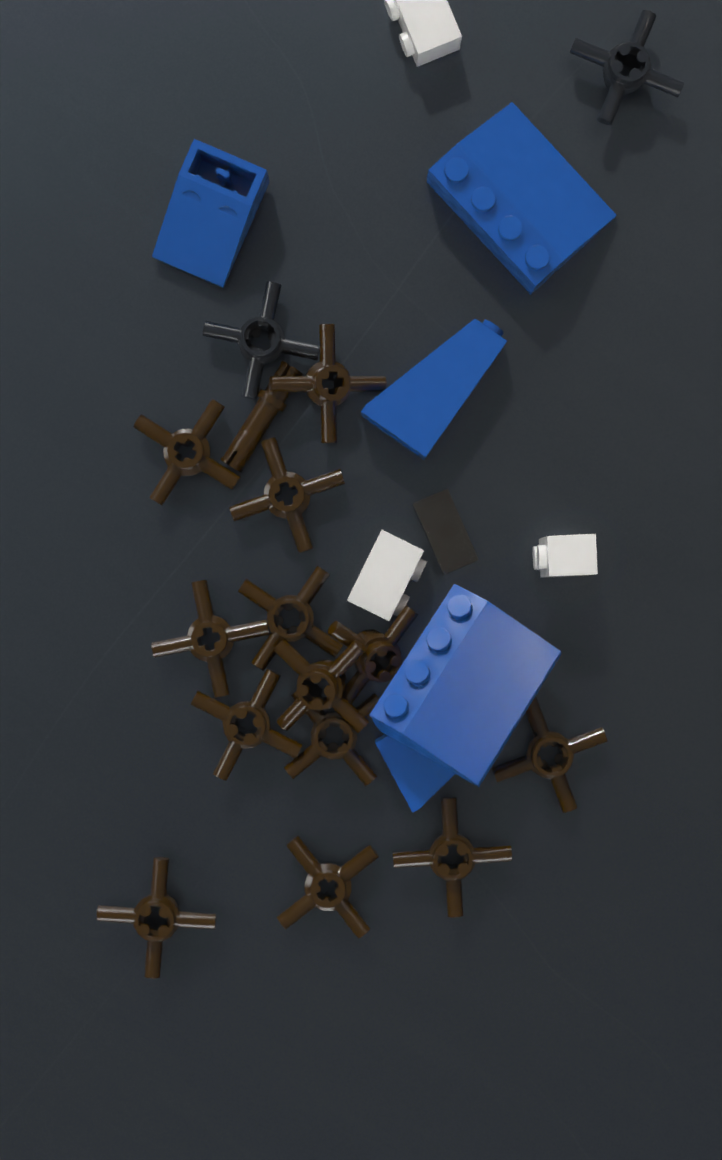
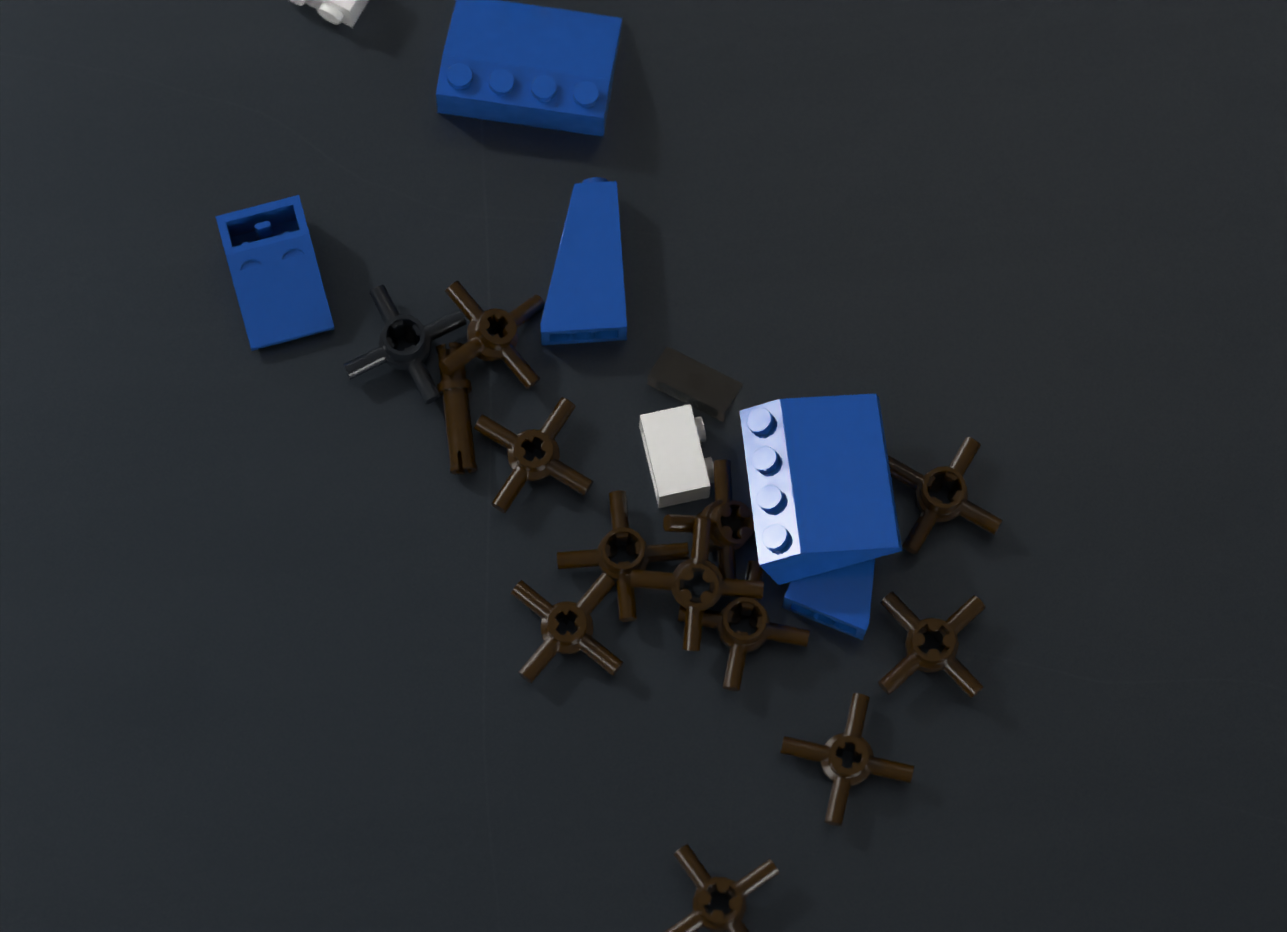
camera: 40 degrees left, 15 degrees down
(185, 437) = (401, 483): dark brown bar -> none
(236, 738) = (653, 657): dark brown bar -> none
(566, 555) = (814, 315): white brick -> none

